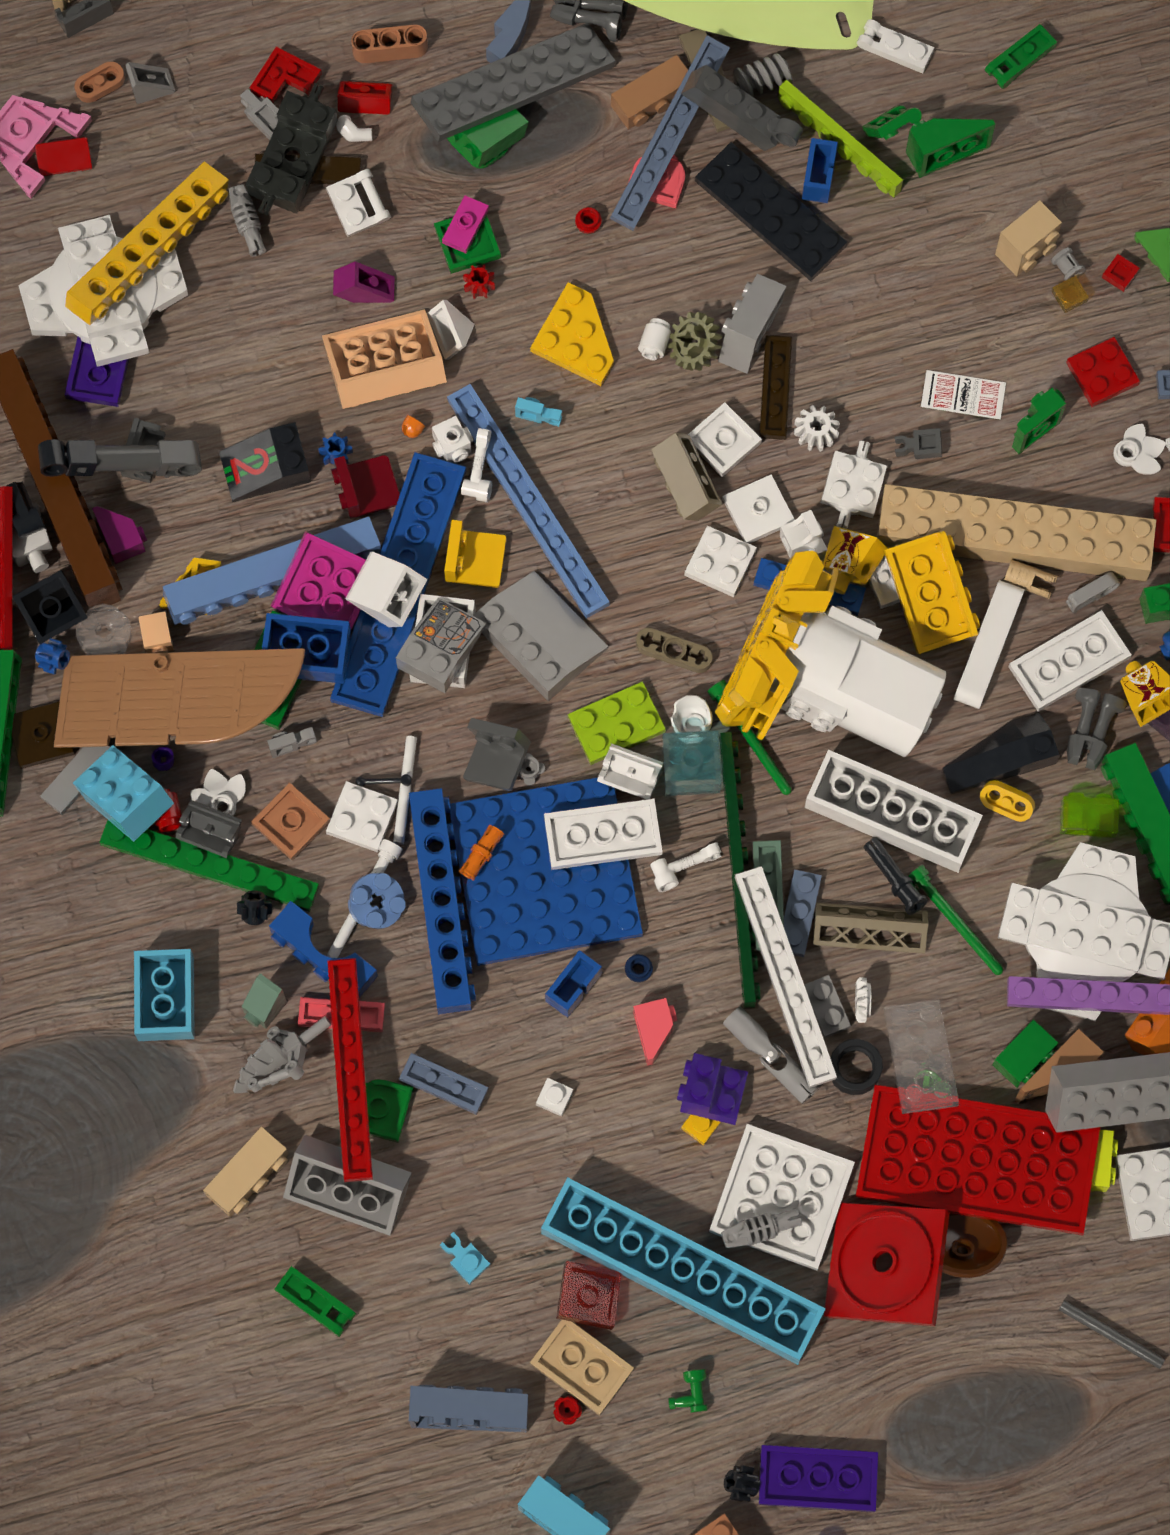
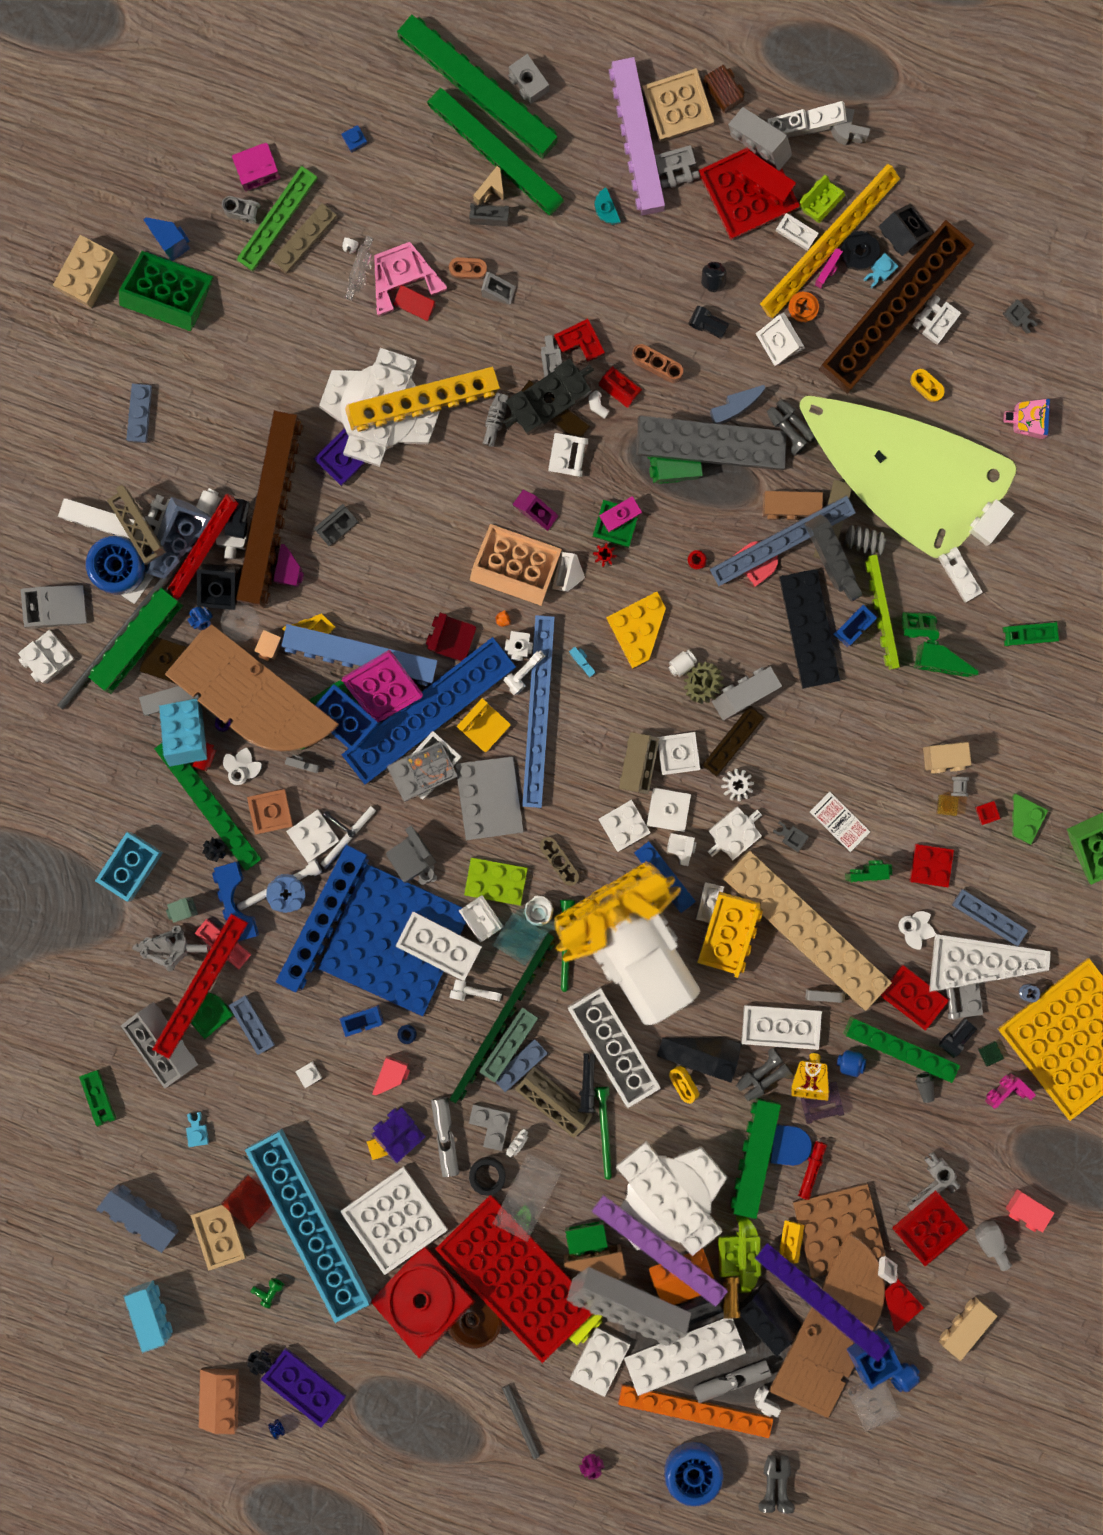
camera: 35 degrees right, 15 degrees up
(85, 457) = (295, 517): dark grey piece -> none
(209, 829) = (219, 785): dark grey hinge -> none
(247, 1173) = (108, 1000): tan brick -> none
(265, 463) = (402, 582): black slope -> none
(335, 443) = (443, 600): blue gear -> none
(386, 589) = (414, 715): white slope -> none
(481, 852) = (362, 908): orange pin -> none
(568, 1402) = (189, 1254): red plate -> none
(759, 1228) = (366, 1233): light grey hinge -> none
(785, 977) = (481, 1102): white plate -> none
(854, 556) = (698, 880): yellow torso -> none
(989, 644) = (742, 986): white beam -> none
(1023, 576) = (791, 959): tan hinge -> none
(1089, 815) = (724, 1126): clear neon green brick -> none

